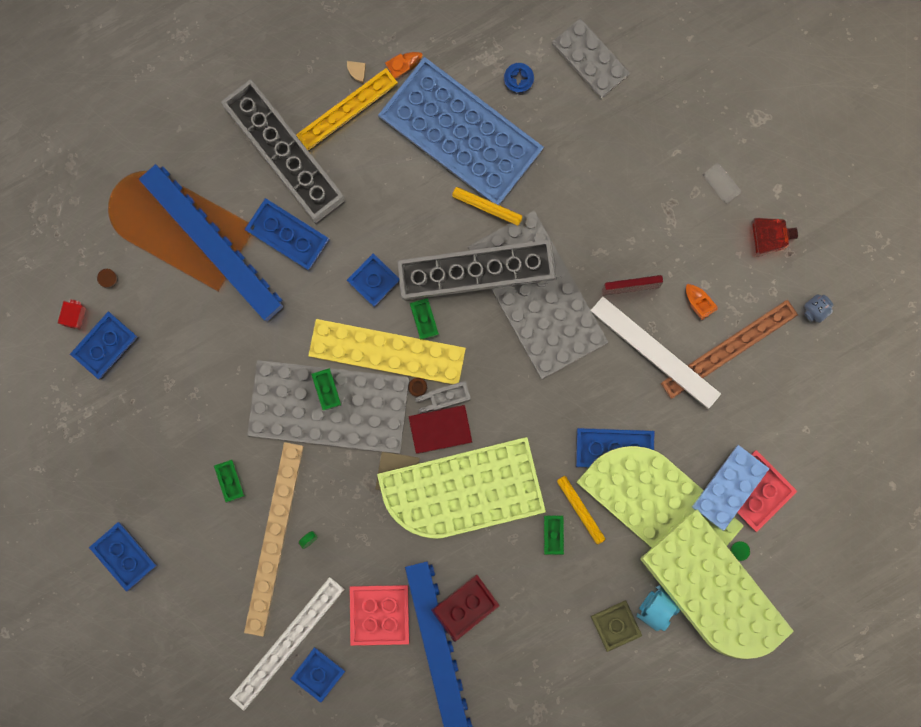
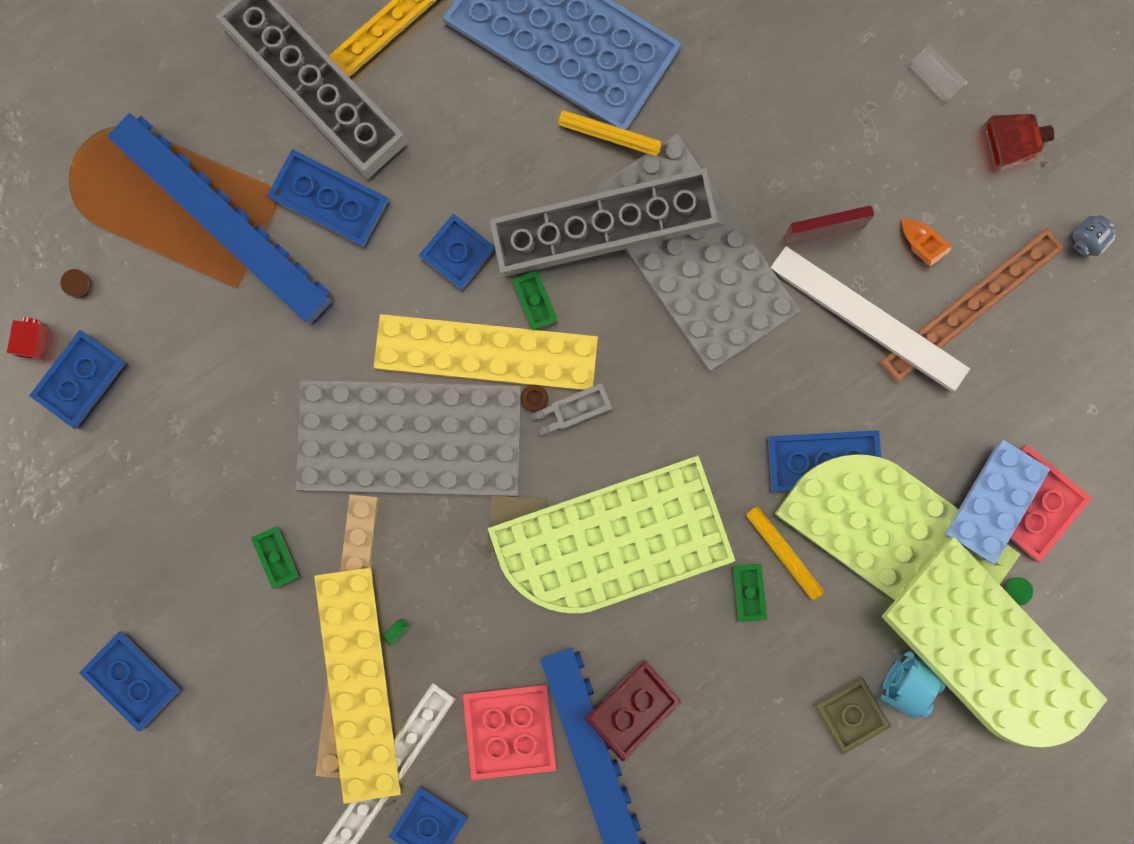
camera: 10 degrees left, 0 degrees up
(278, 573) = (357, 685): none -> light yellow plate
(326, 389) = (403, 413): green plate -> none
(440, 429) = (572, 456): dark red tile -> none

